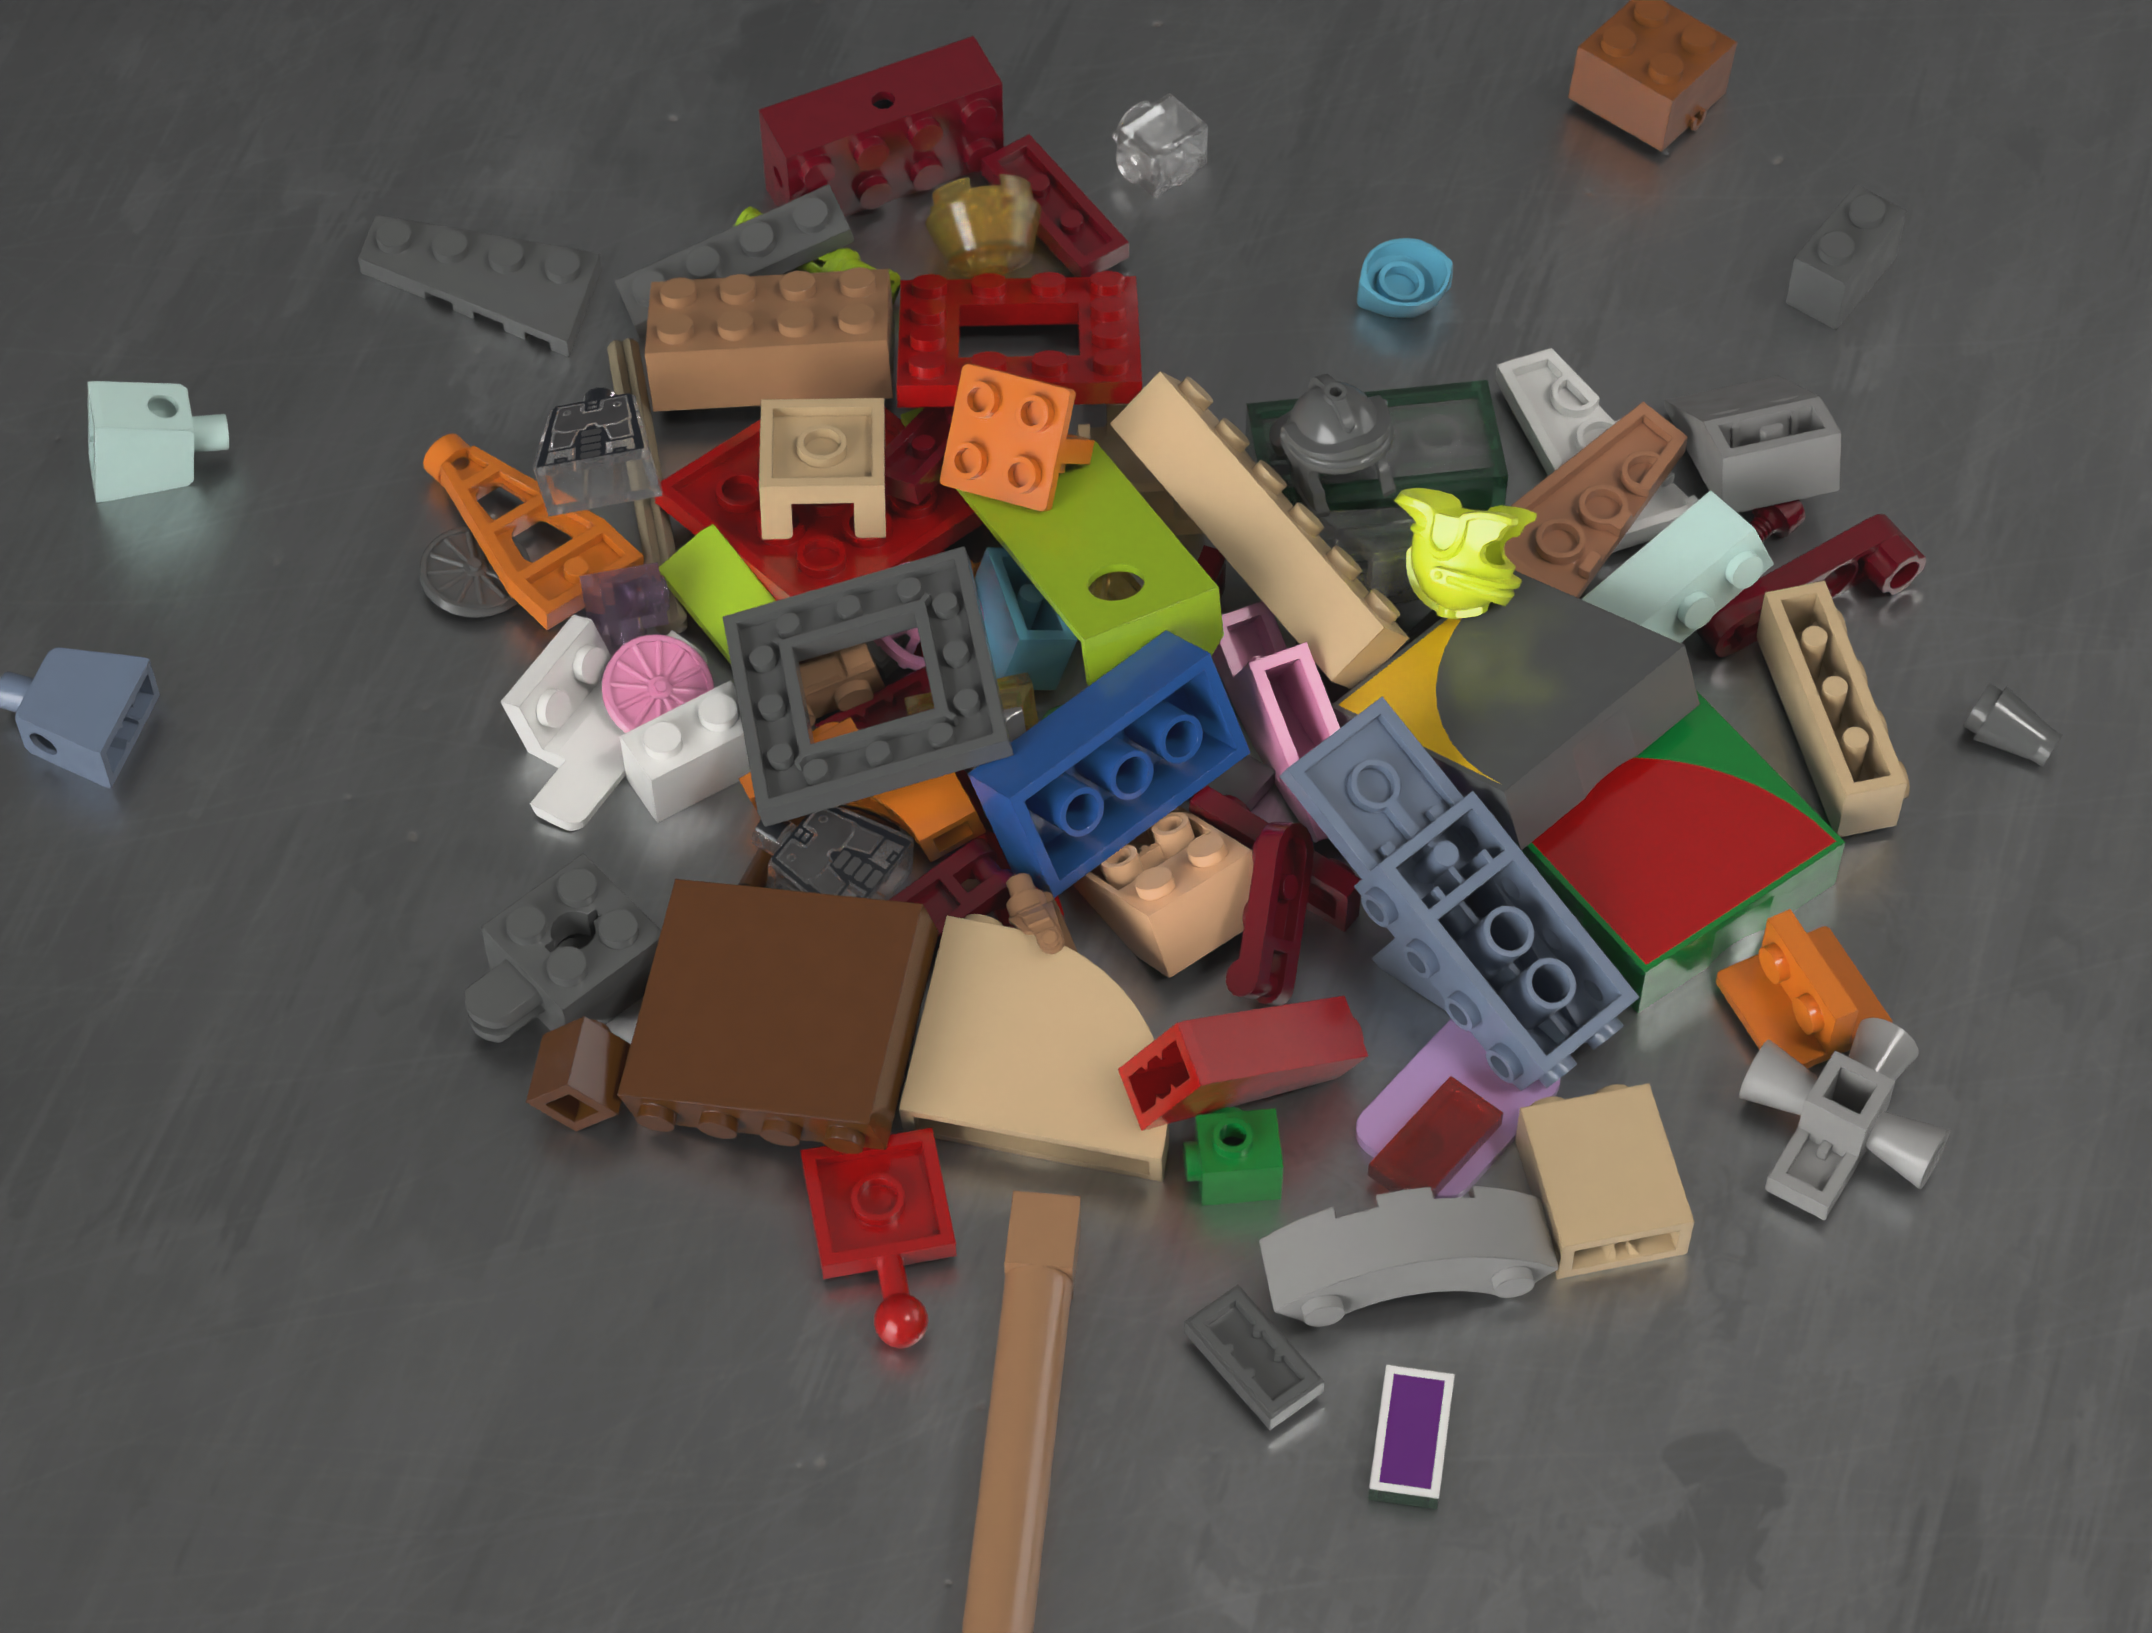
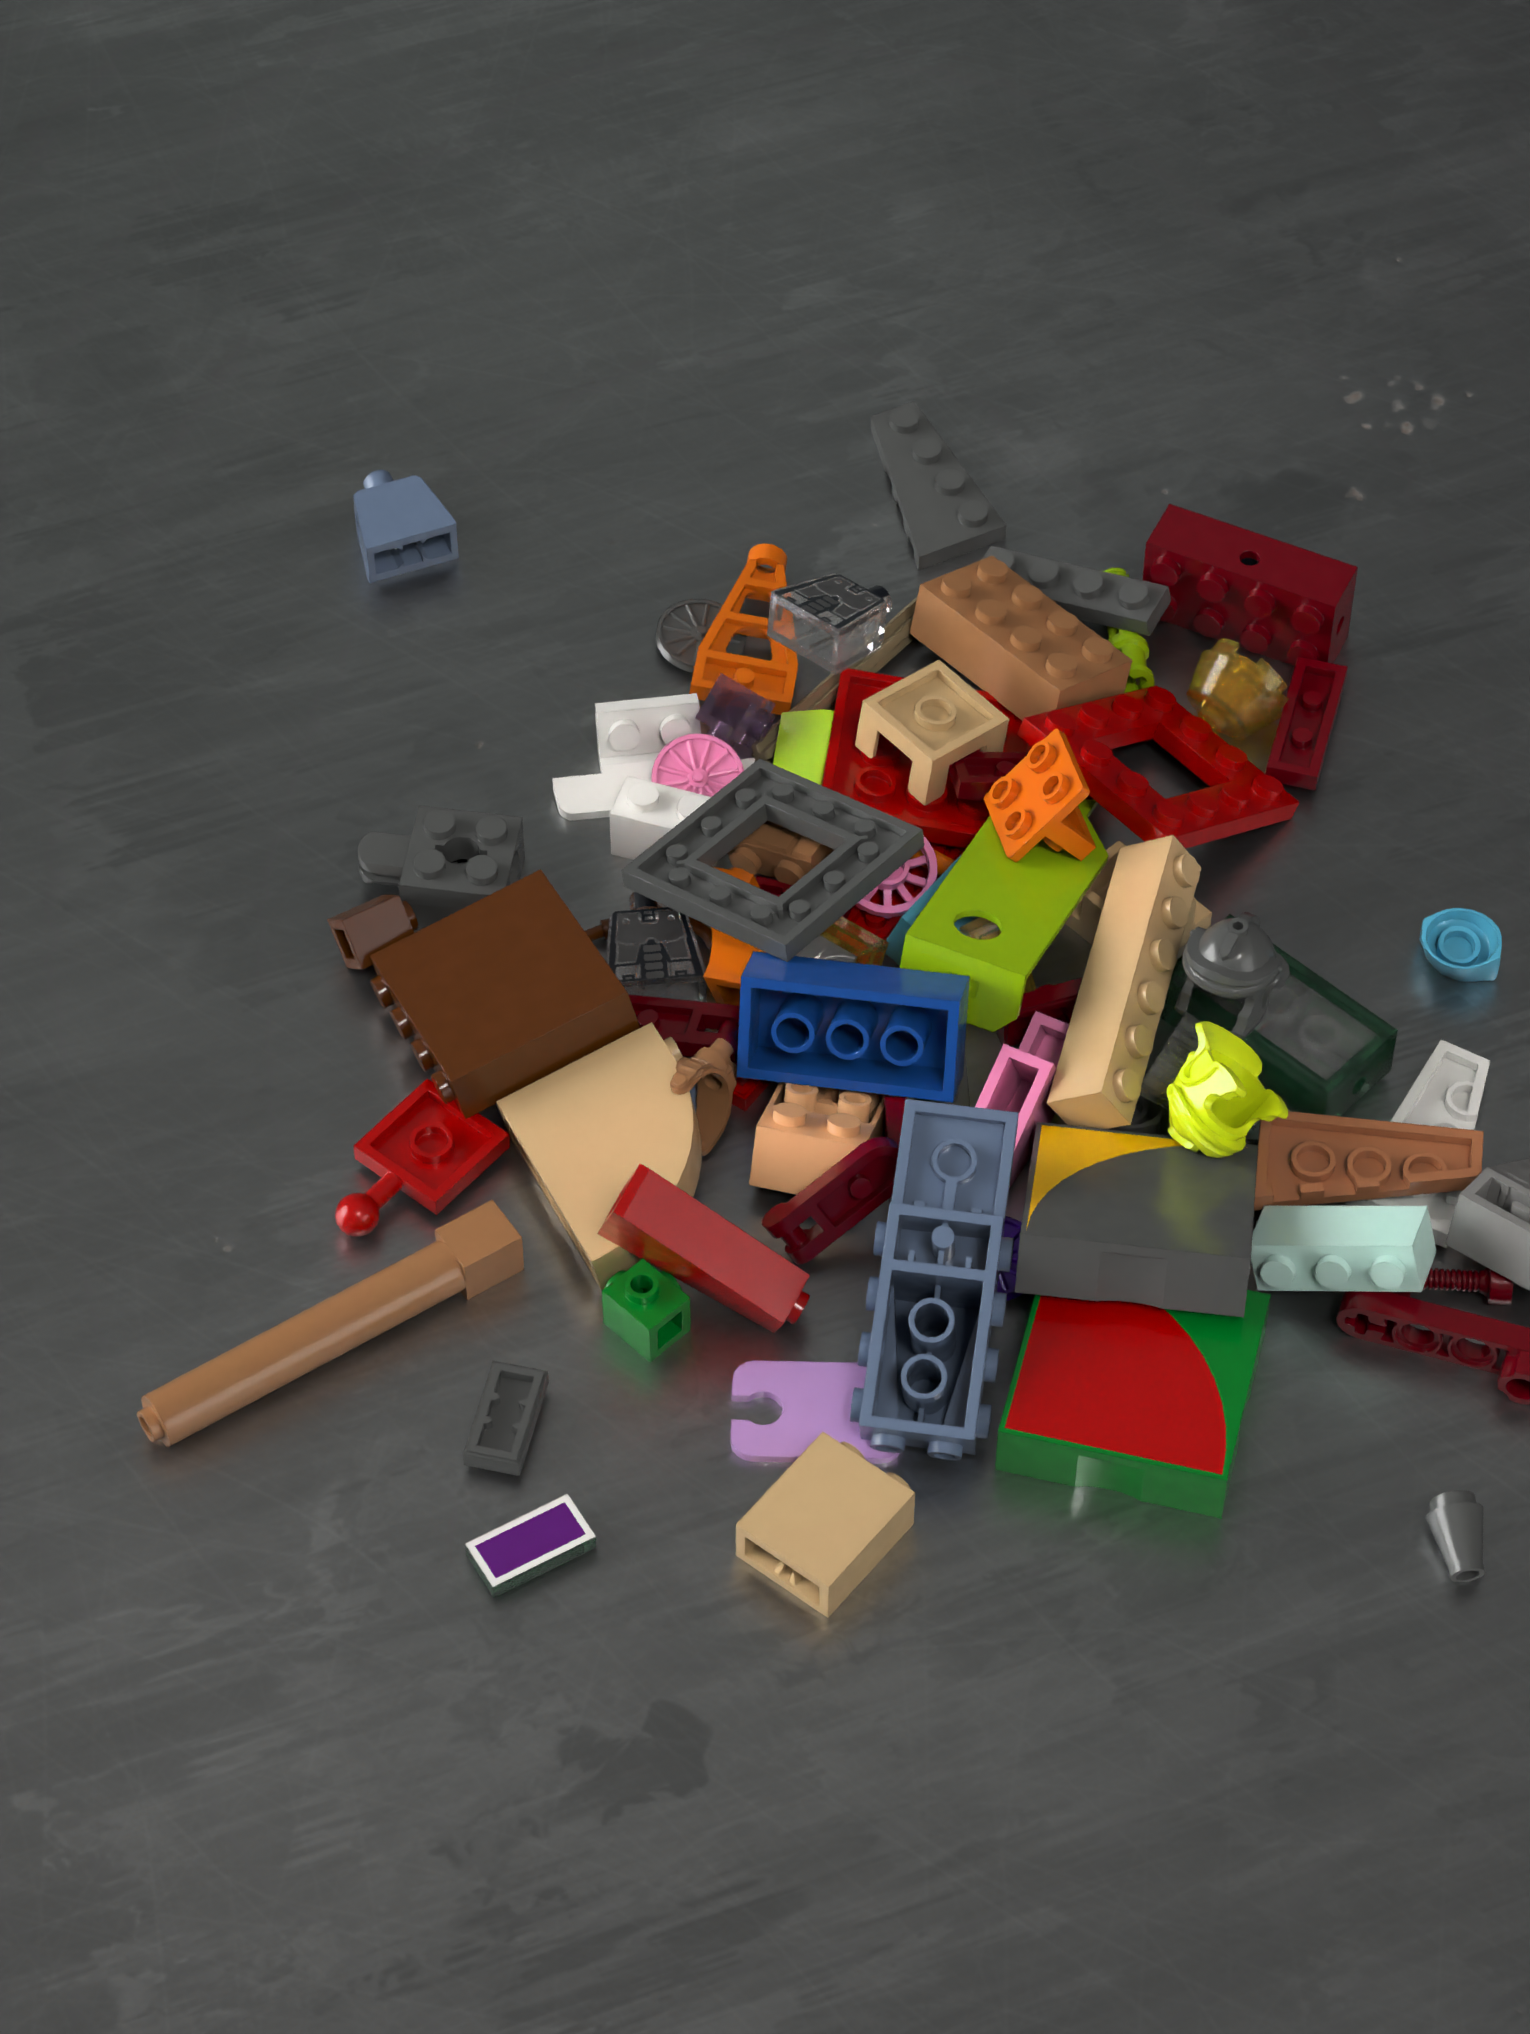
camera: 50 degrees right, 5 degrees down
(146, 438) = (617, 409): light aqua torso -> none
(1160, 144) = (1420, 740): clear brick -> none
(1406, 1248) = (657, 1441): light grey brick -> none
(1436, 1140) = (765, 1413): clear red tile -> none
(1800, 992) = (1095, 1550): orange bracket -> none
(1831, 709) = (1346, 1410): tan brick -> none
(1842, 1116) = (1009, 1629): light grey brick -> none

